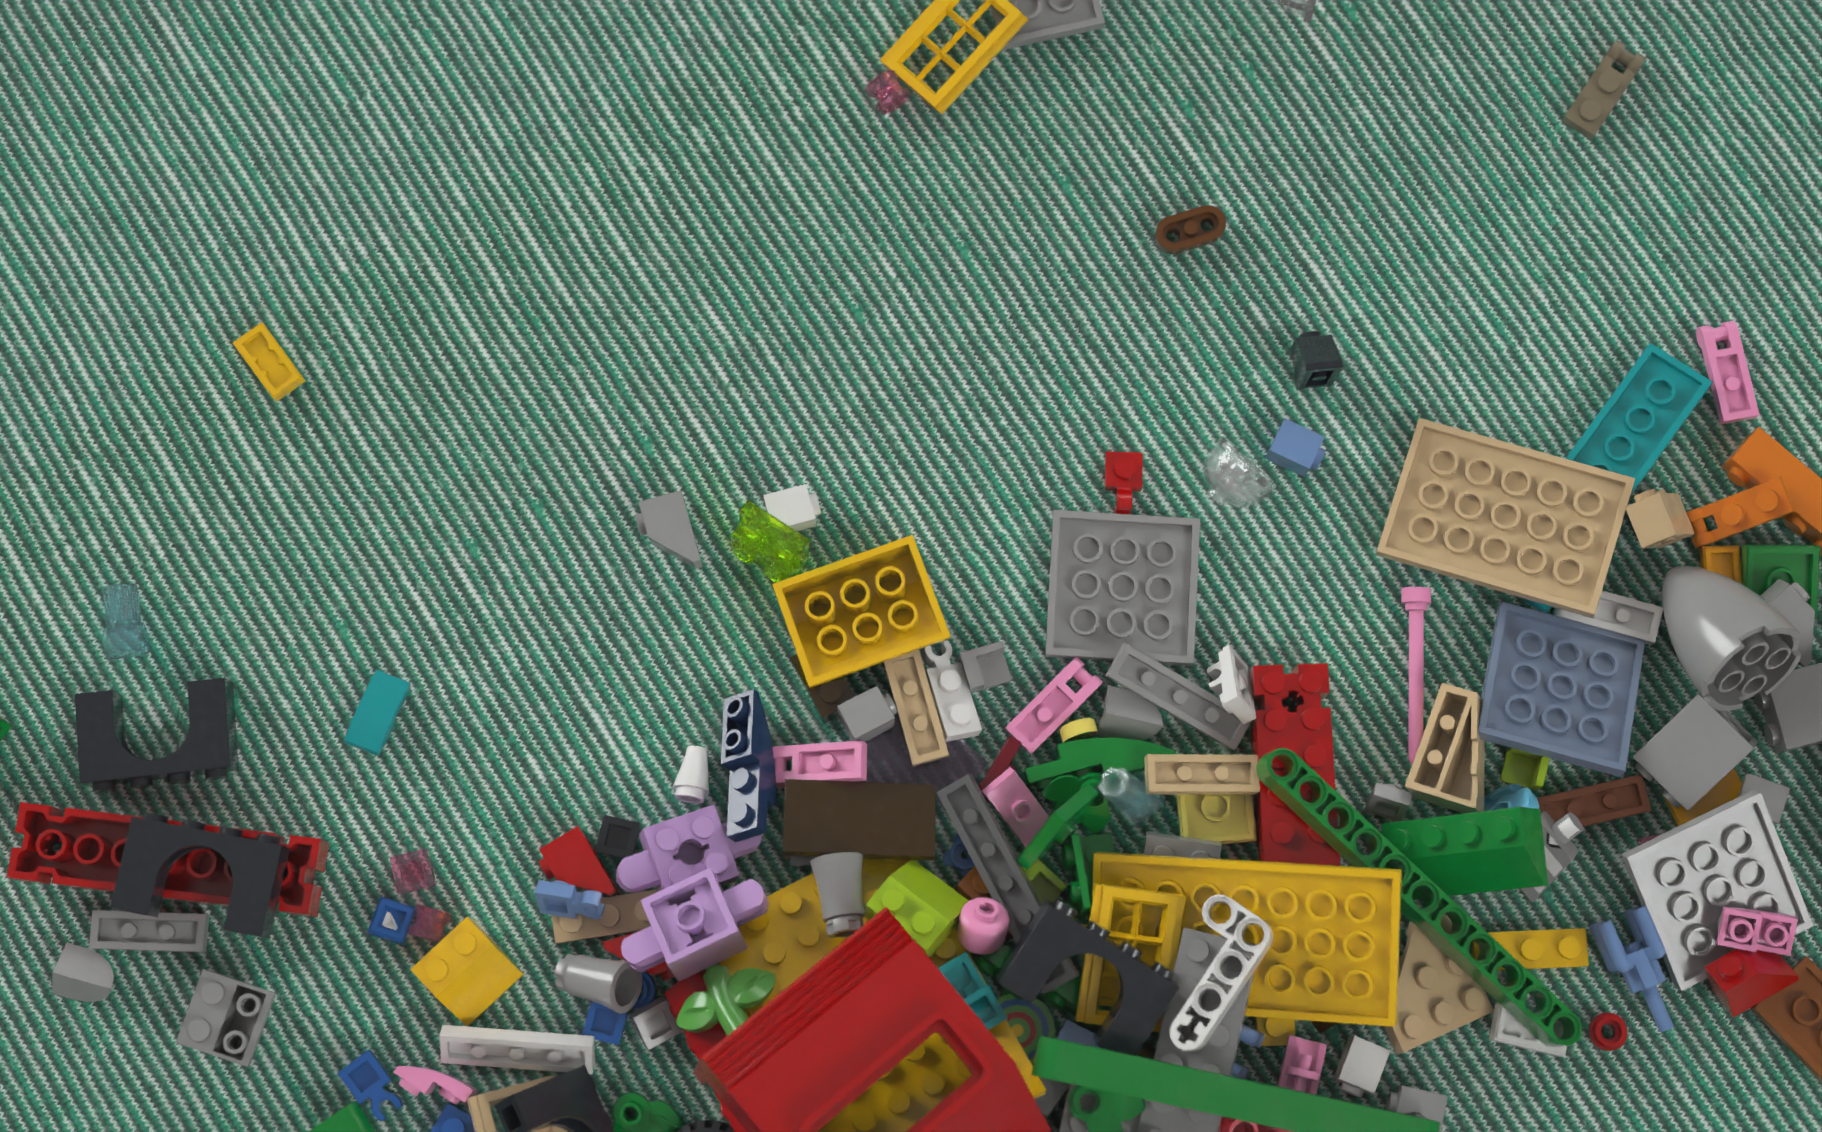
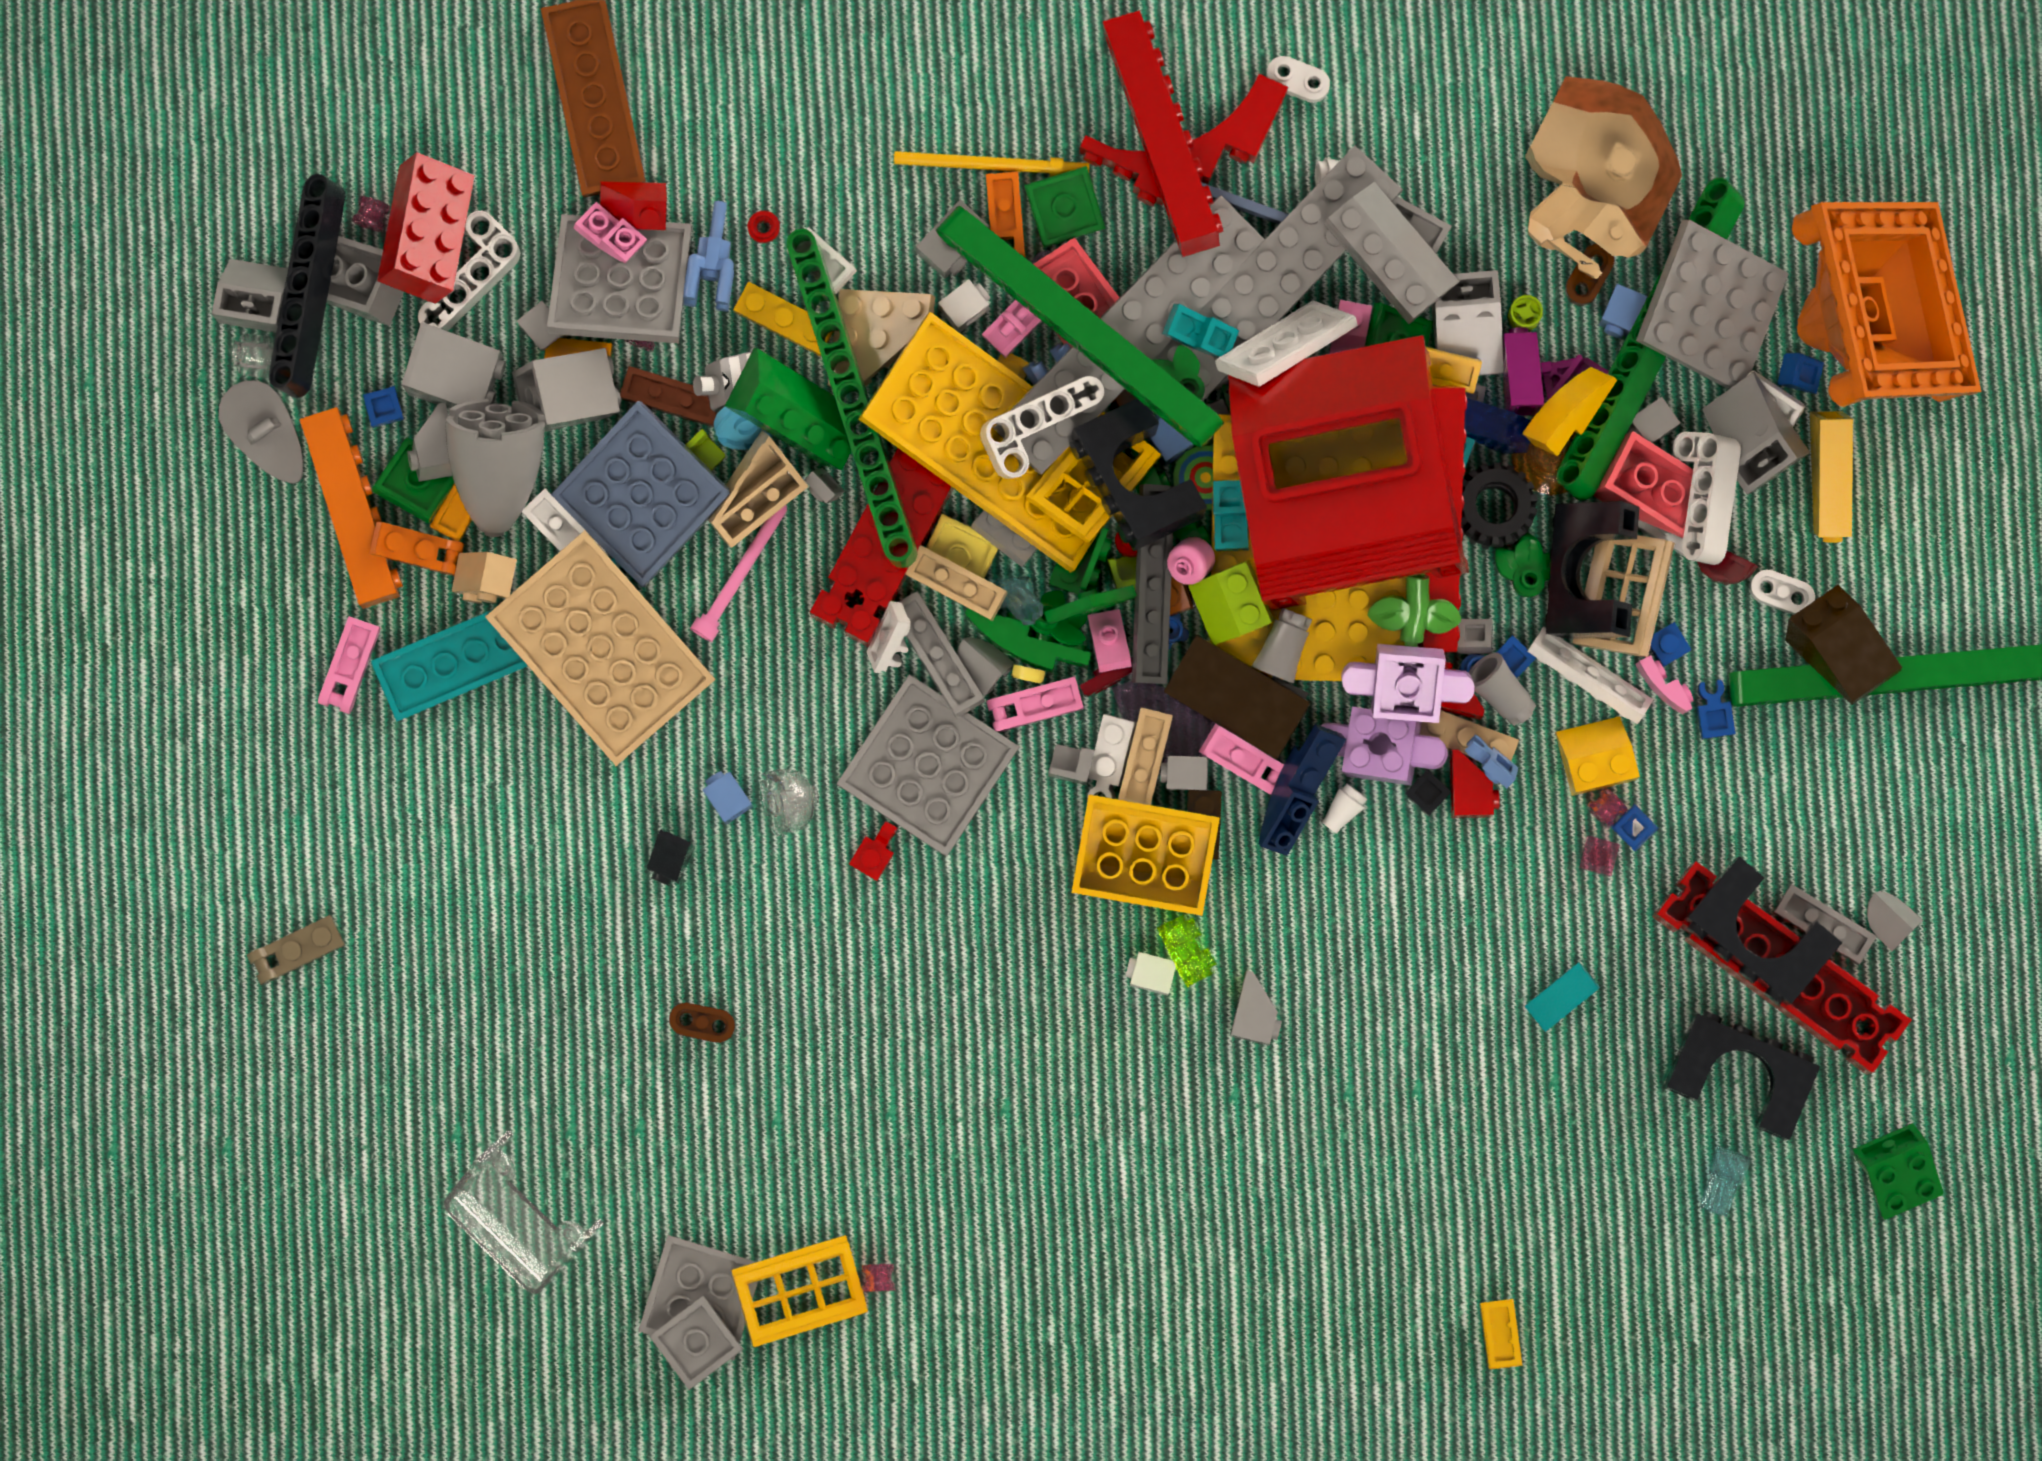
camera: 150 degrees left, 5 degrees up
(226, 1017) = (1796, 821): light grey slope -> none

